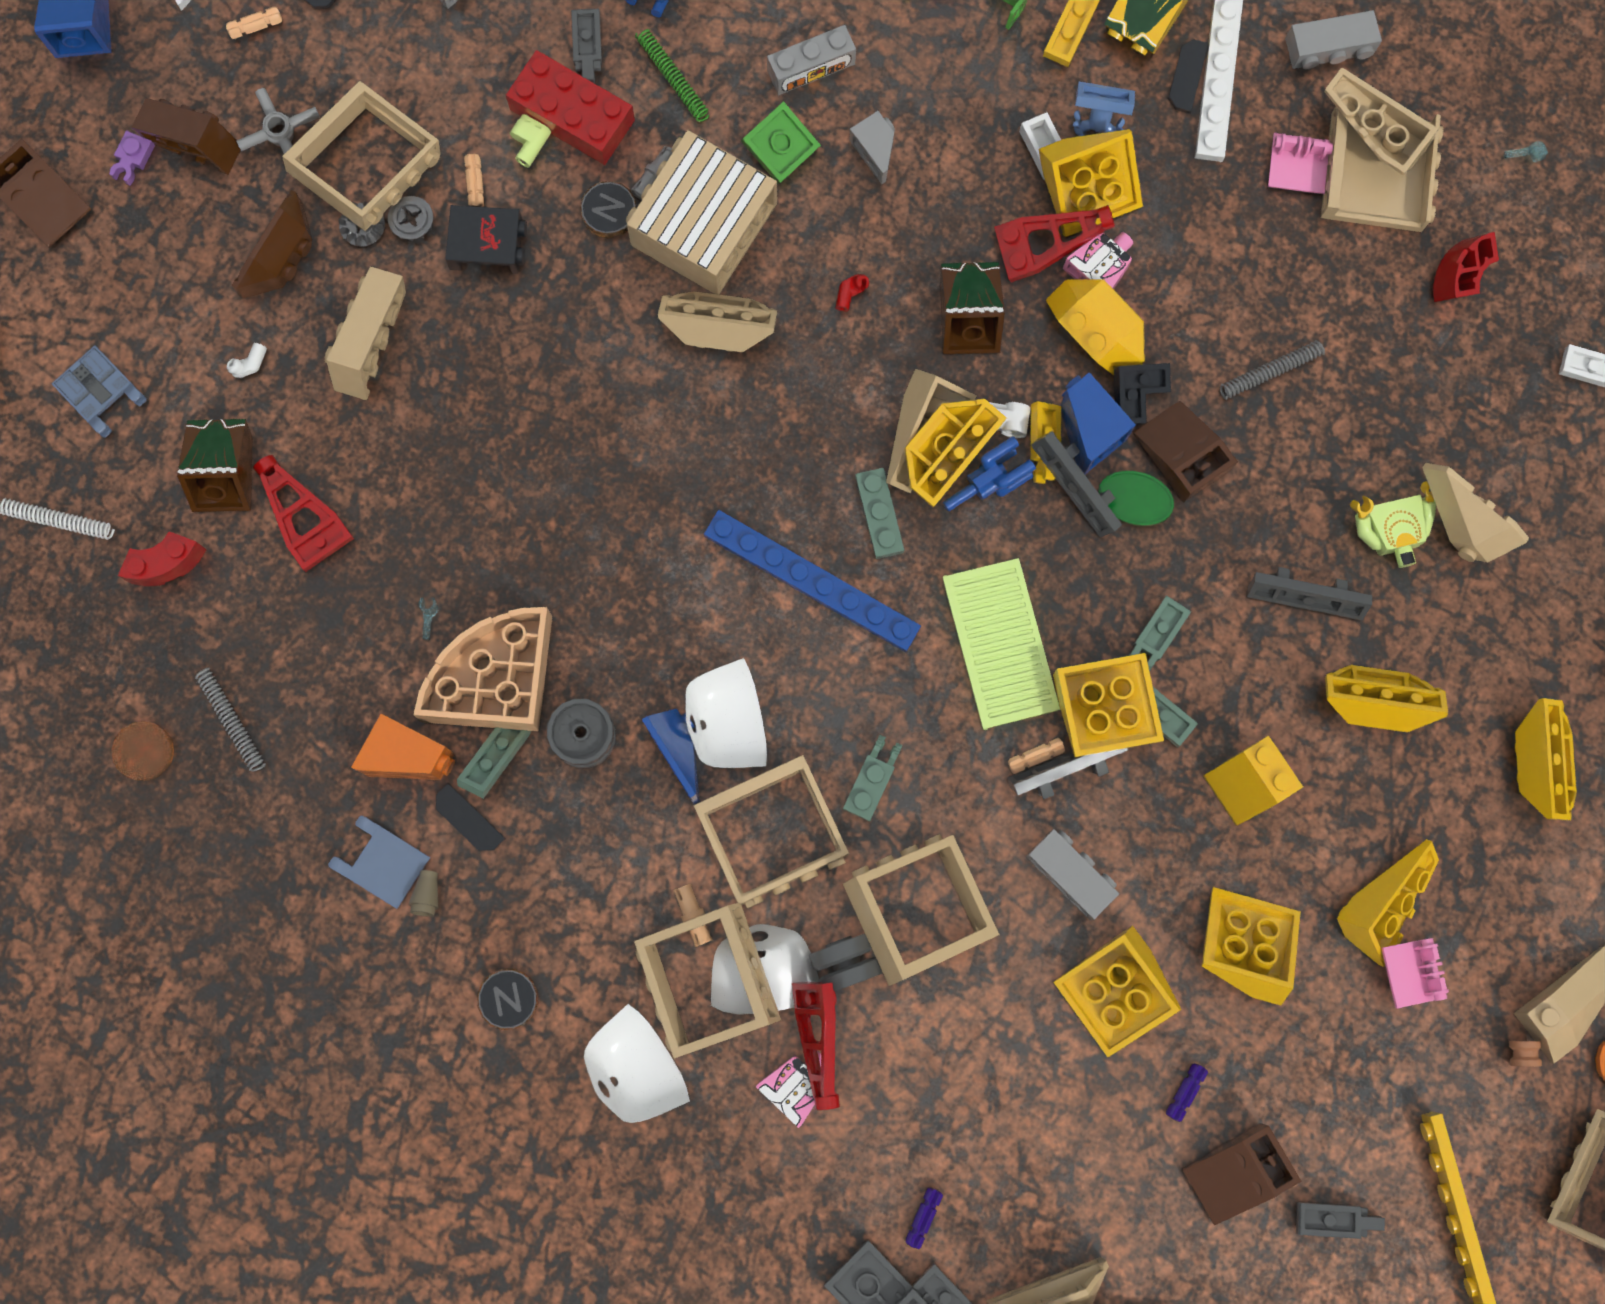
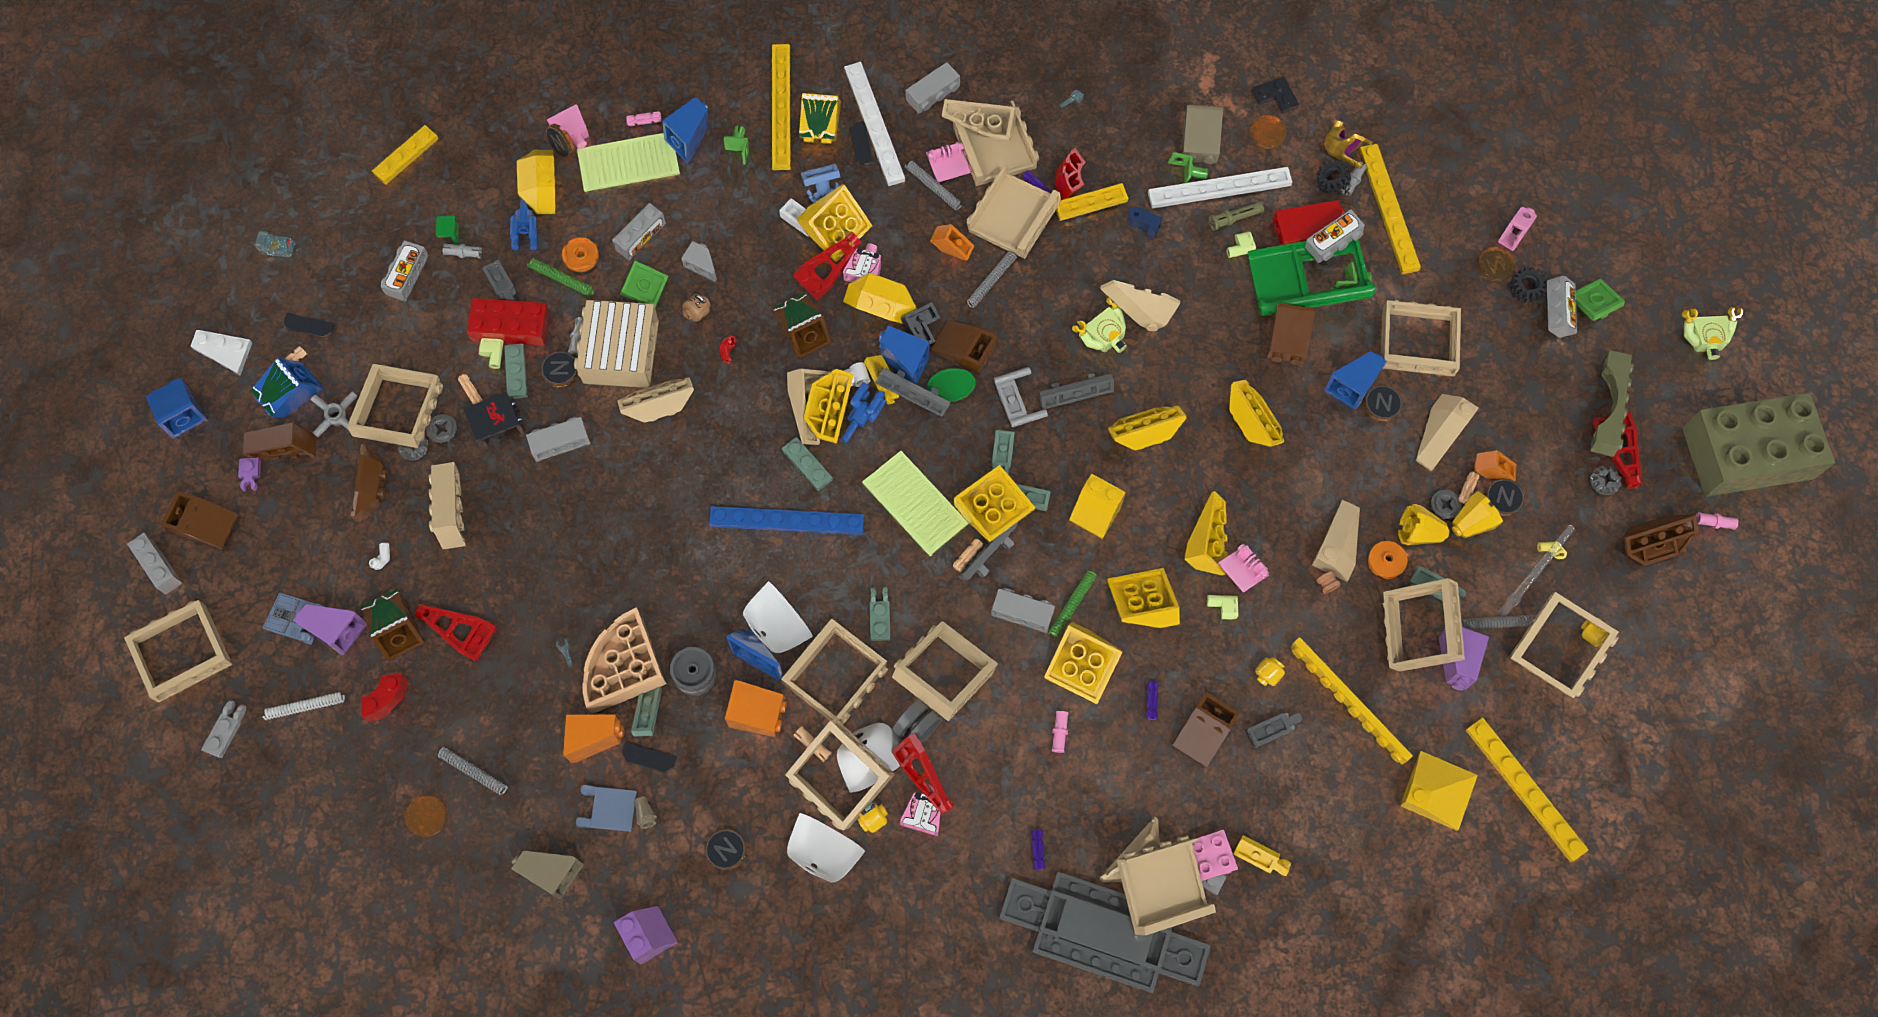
camera: 25 degrees left, 10 degrees down
(132, 430) = (331, 626): none -> medium lavender slope
(231, 58) = (285, 387): none -> blue slope
(258, 912) = (548, 871): none -> dark tan slope
(346, 1063) = (645, 933): none -> medium lavender slope
(548, 183) = (516, 371): none -> sand green plate
(558, 310) = (558, 438): none -> light grey brick
(639, 829) = (755, 709): none -> orange slope
(719, 42) = (577, 247): none -> orange plate
(723, 1059) = (873, 817): none -> yellow head
(836, 211) = (696, 307): none -> medium nougat head
(1036, 1071) = (1060, 731): none -> bright pink pin
(1109, 914) = (1077, 598): none -> bright green piece
(1211, 563) = (1012, 400): none -> light grey plate
(1243, 287) = (952, 242): none -> orange slope
(1256, 172) = (918, 173): none -> light grey piece
(1353, 286) = (1013, 213): none -> tan panel
(1364, 1011) = (1228, 605): none -> yellowish green piece
(1373, 1138) = (1269, 671): none -> yellow head
(1410, 258) = (1035, 181): none -> dark purple axle
(1475, 322) = (1092, 201): none -> yellow plate
(1539, 389) = (1145, 221): none -> dark blue leg

